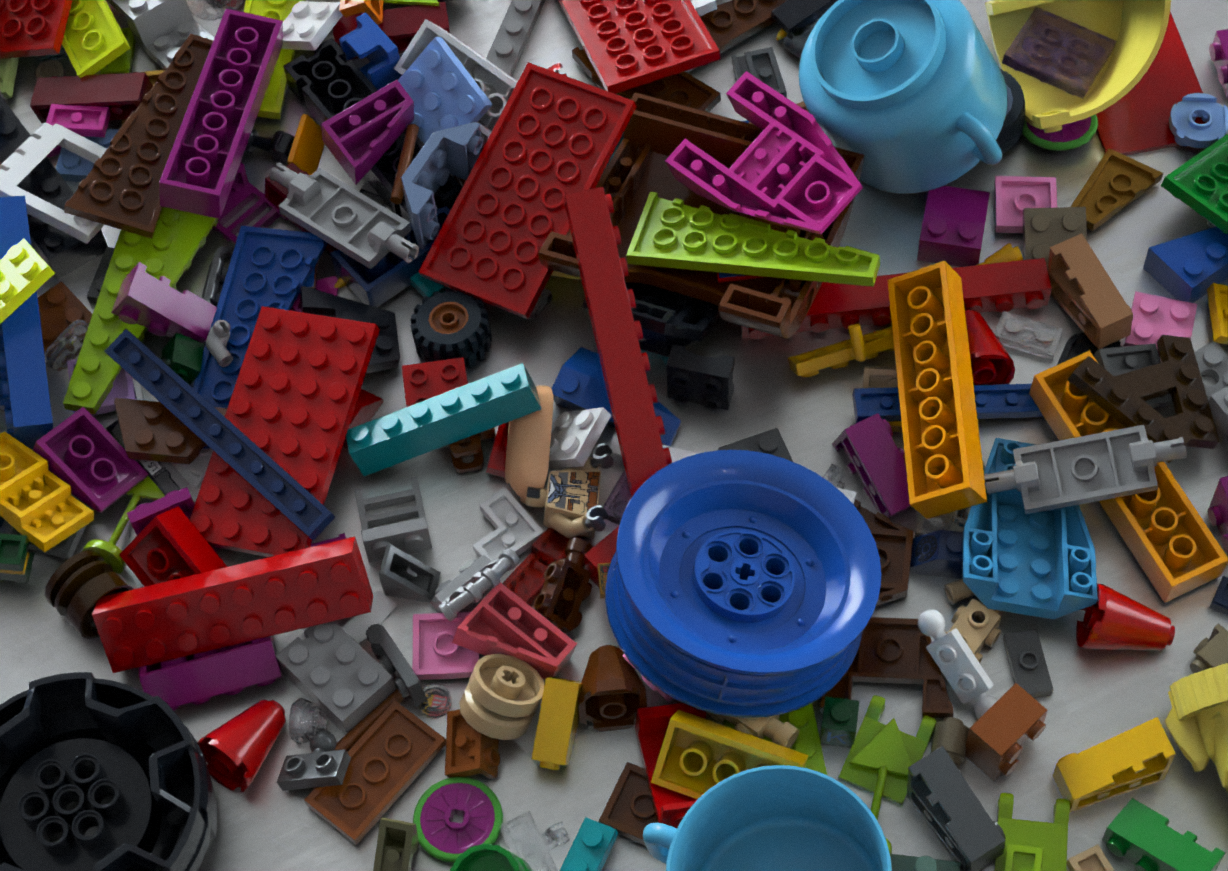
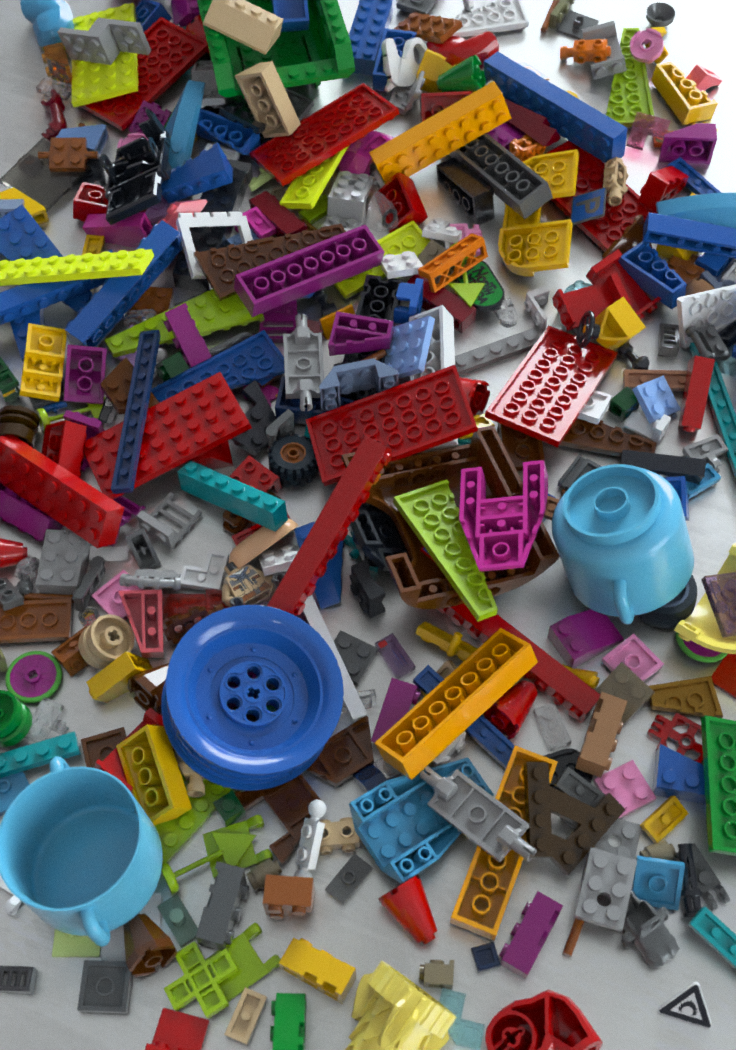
camera: 45 degrees right, 0 degrees up
(90, 533) = (54, 407): none -> blue helmet
(217, 342) = (191, 372): light grey arm -> none
(403, 313) = (280, 427): none -> dark grey plate
(801, 419) = (395, 656): none -> clear purple tile
(1127, 240) = (666, 731): none -> red piece

